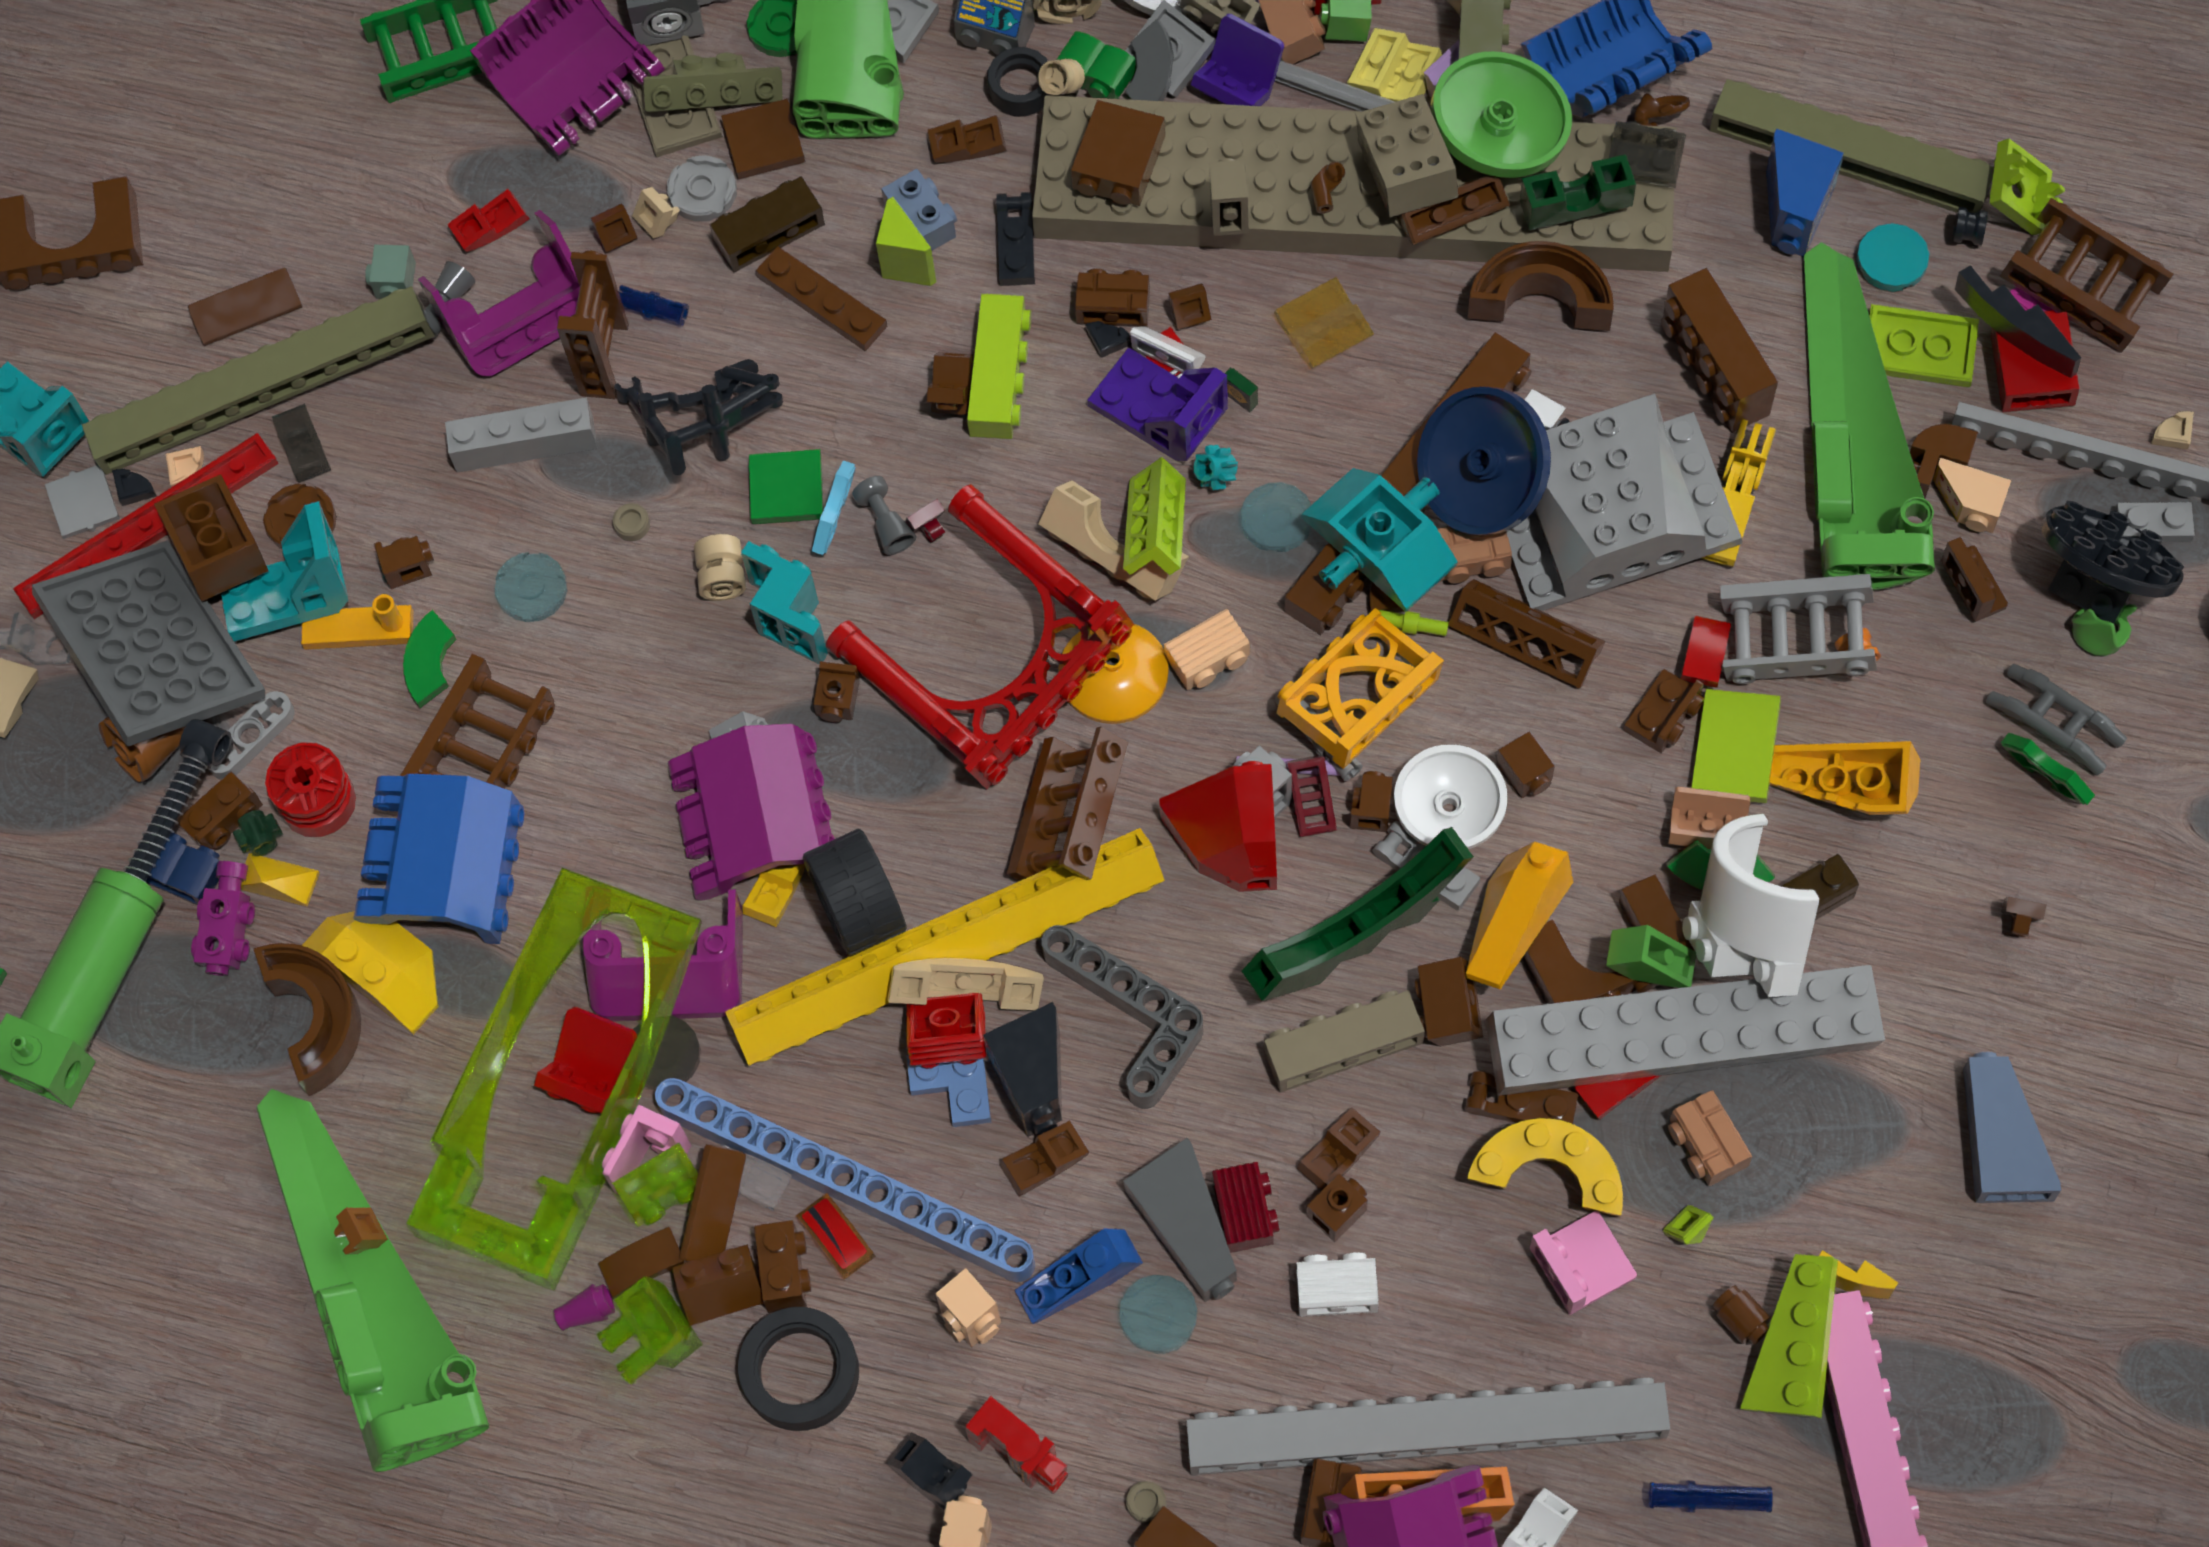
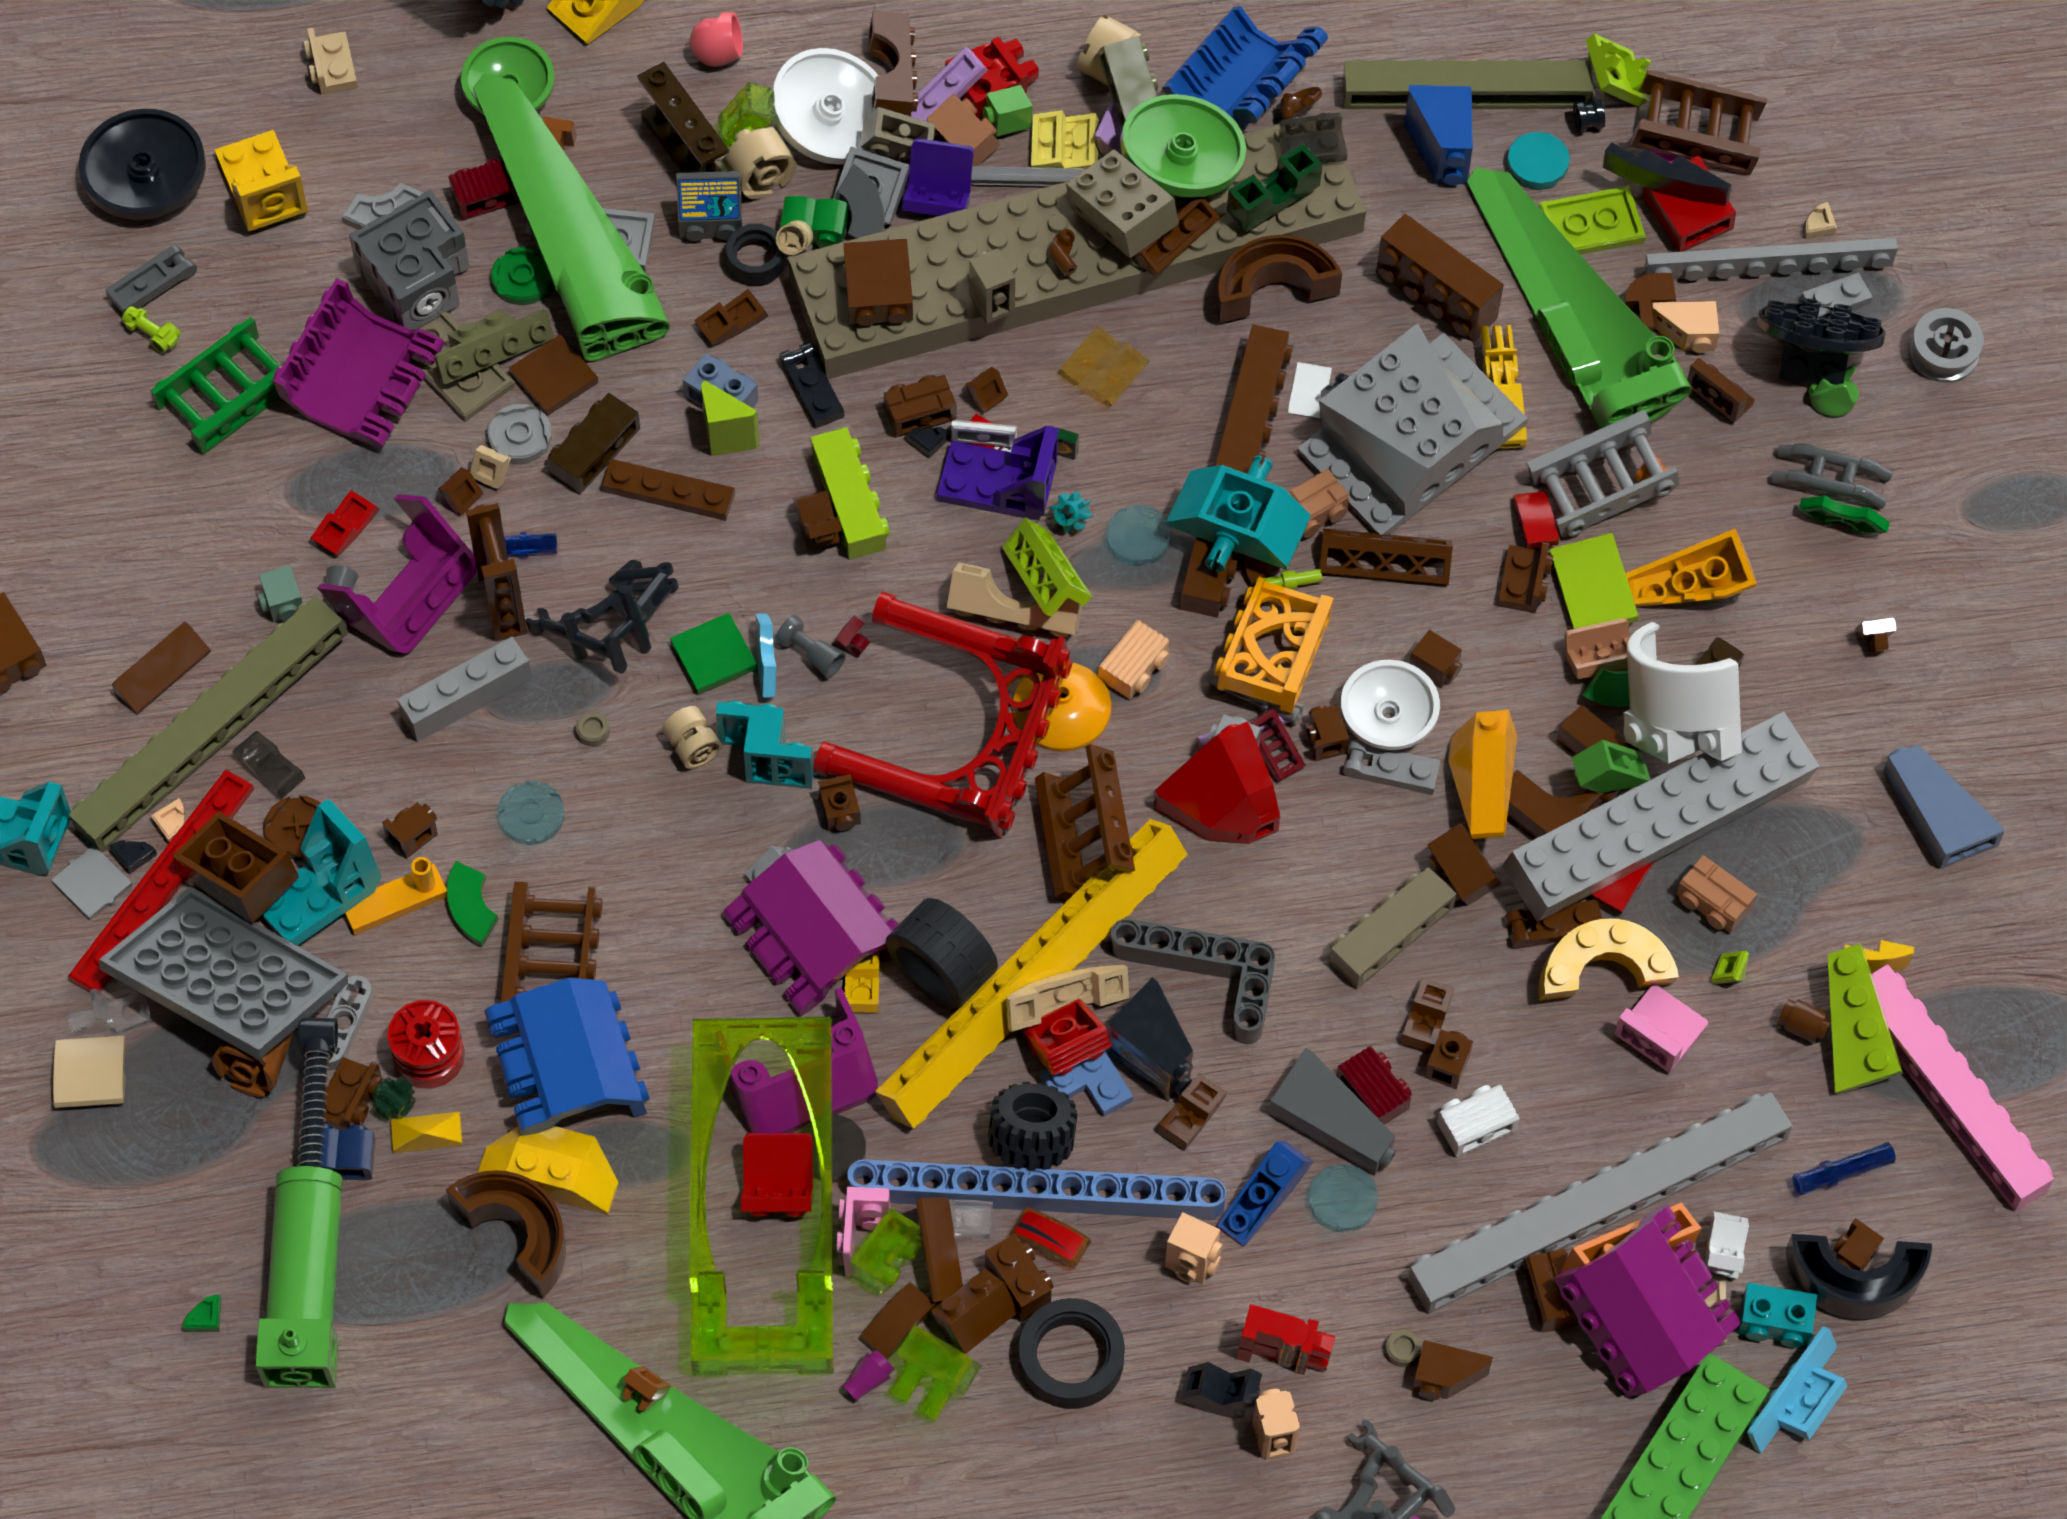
camera: 30 degrees left, 5 degrees down
(225, 926) = (402, 1184): magenta brick -> none
(868, 1088) = (1032, 1126): none -> black tyre
(1360, 927) = (1363, 835): dark green arch -> none
(1486, 460) = (1302, 422): dark blue dish -> none

